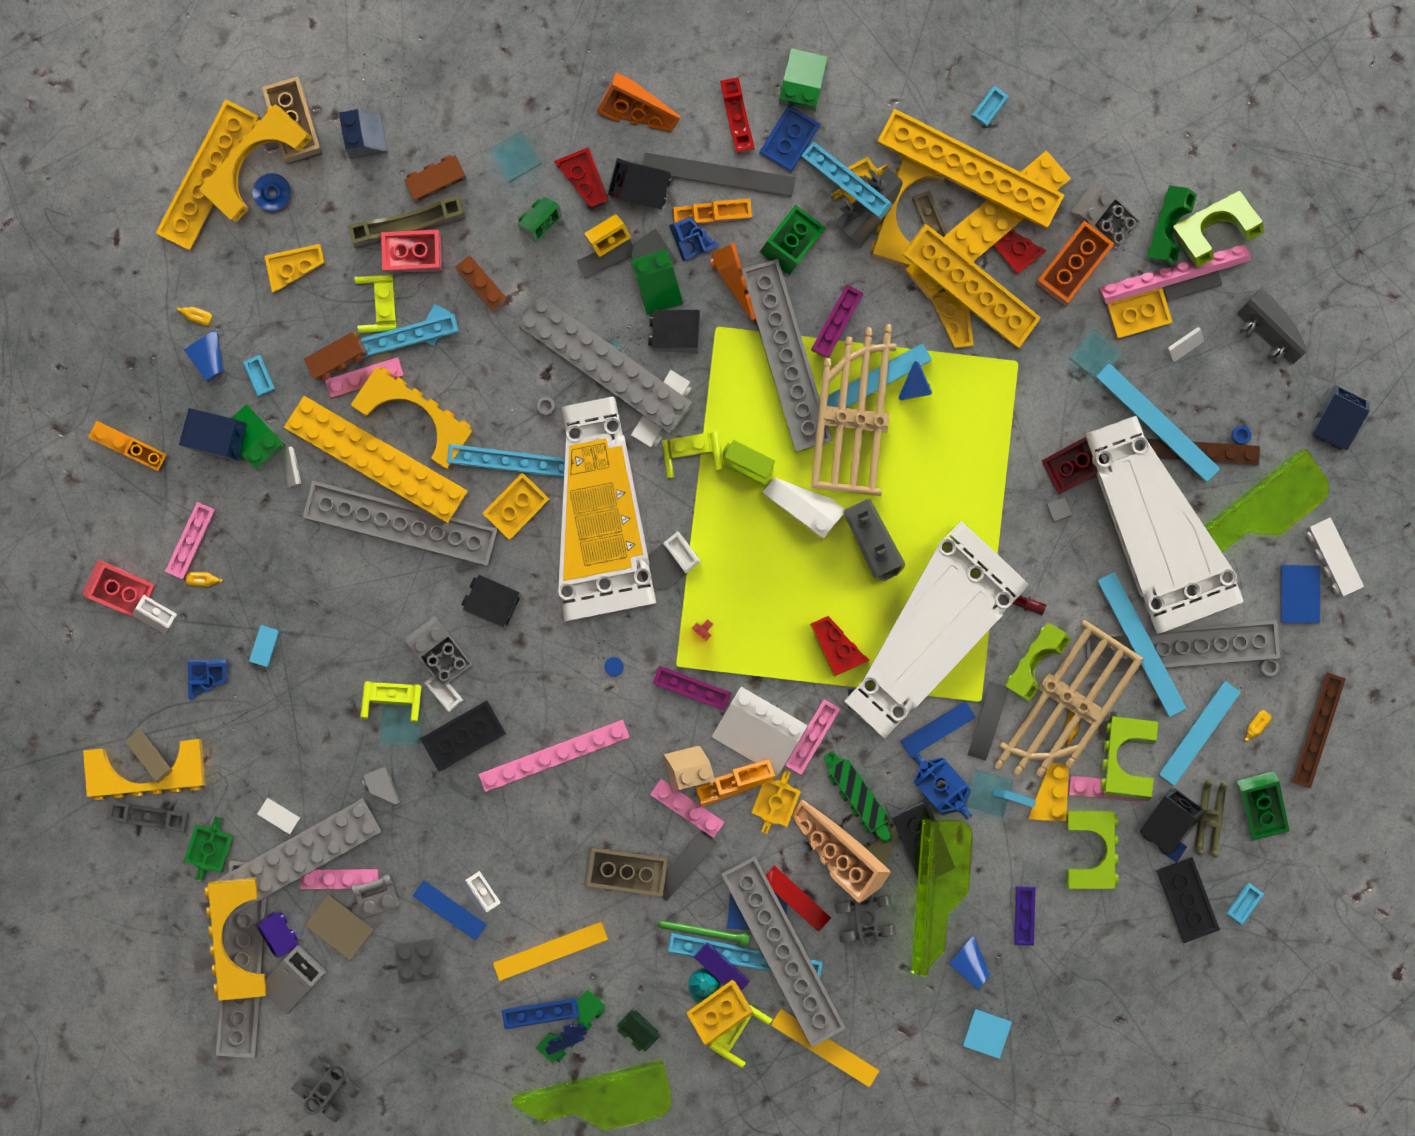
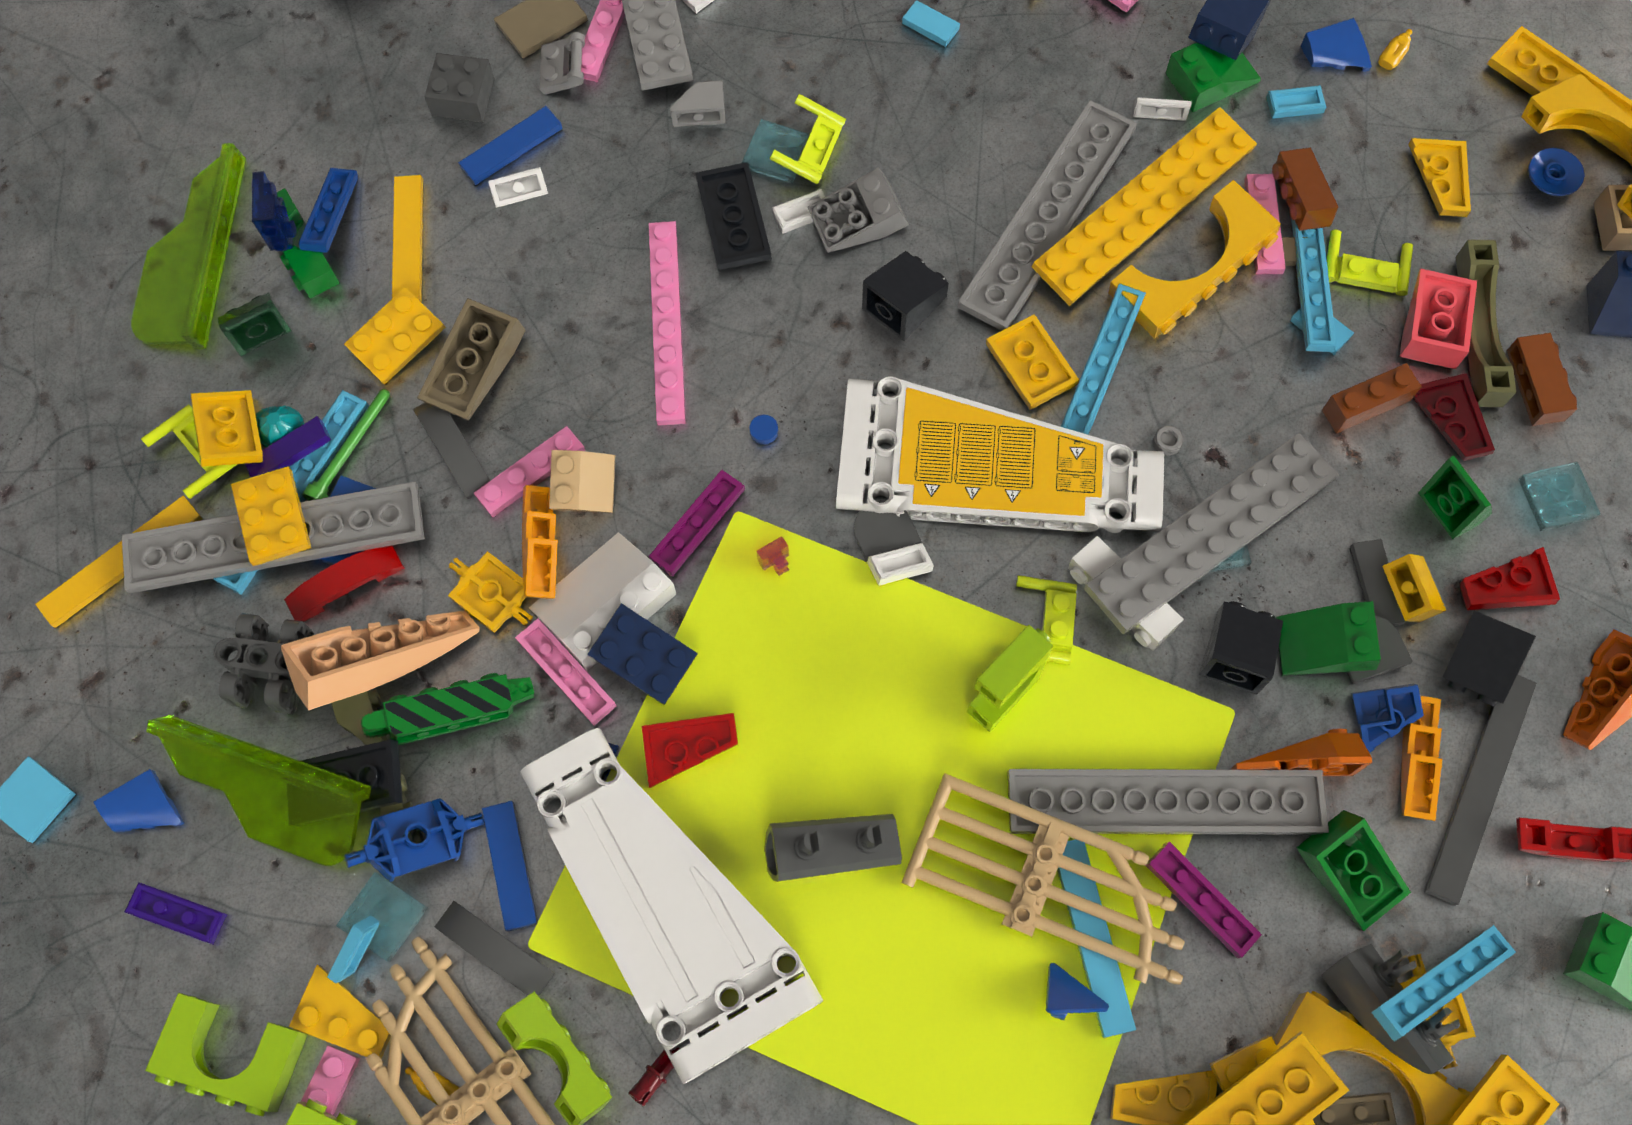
camera: 110 degrees right, 15 degrees down
(475, 229) = (1456, 415): none -> dark red wing
(619, 931) = (394, 335): none -> yellow plate
(772, 955) = (270, 516): none -> yellow plate
(789, 138) = (1524, 916): blue tile -> none
(791, 690) = (642, 654): none -> dark blue plate
(807, 507) = (911, 766): white wedge -> none

